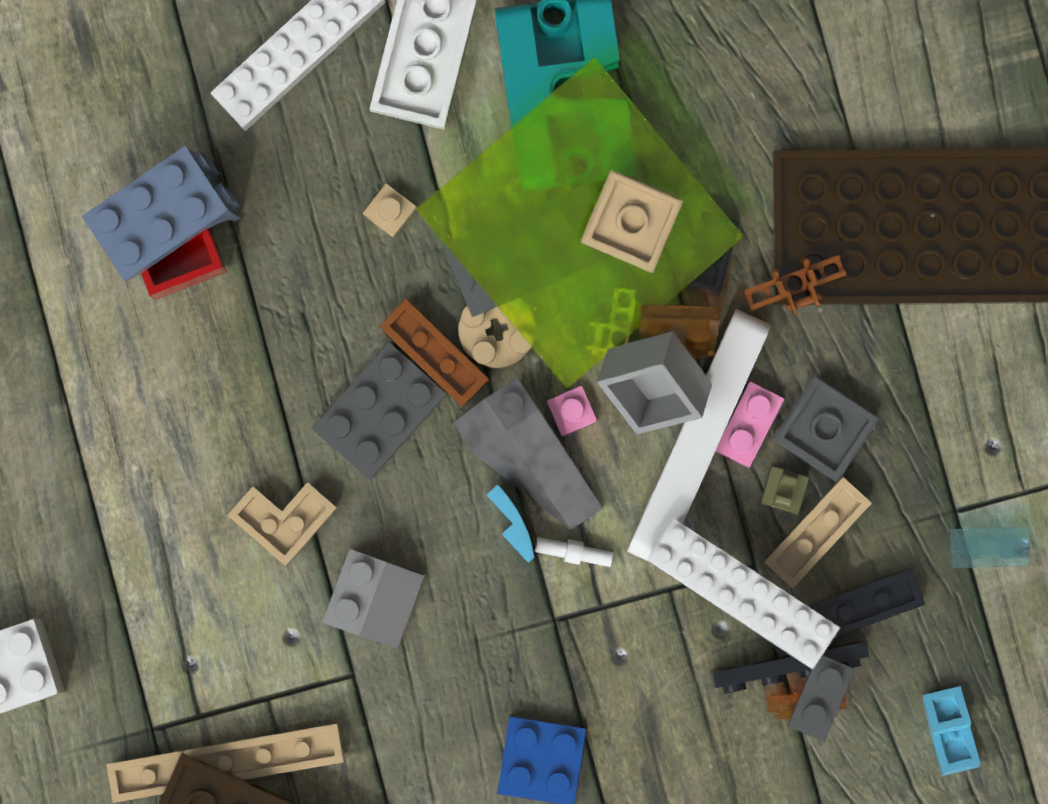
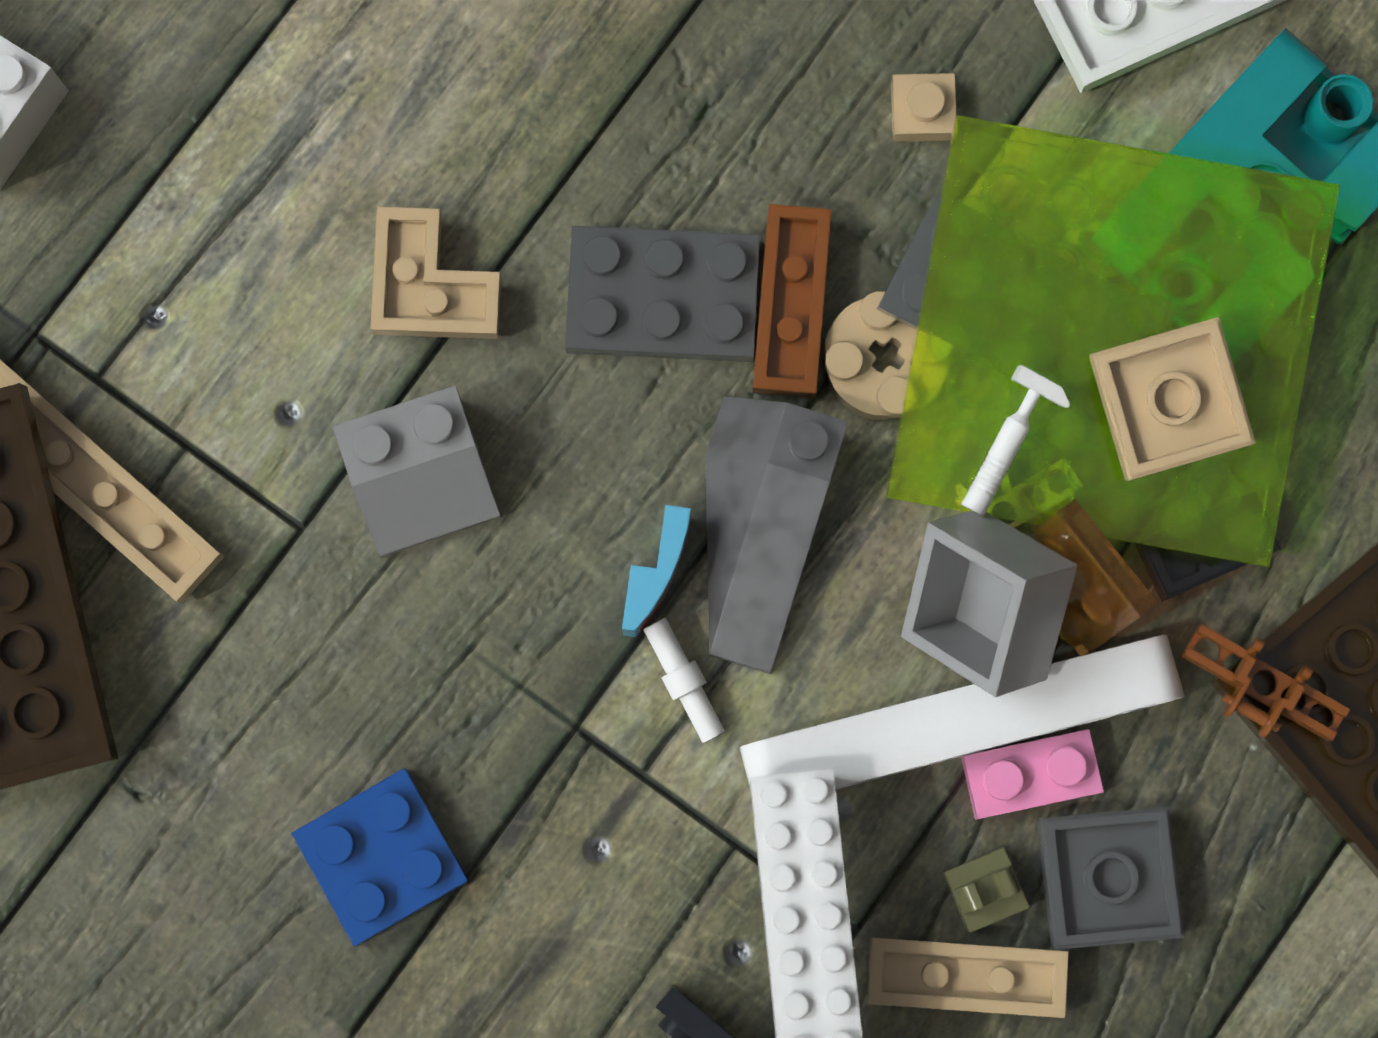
camera: 45 degrees right, 5 degrees down
(571, 411) = (861, 533): bright pink plate -> none
(588, 310) = (1010, 439): none -> white piece

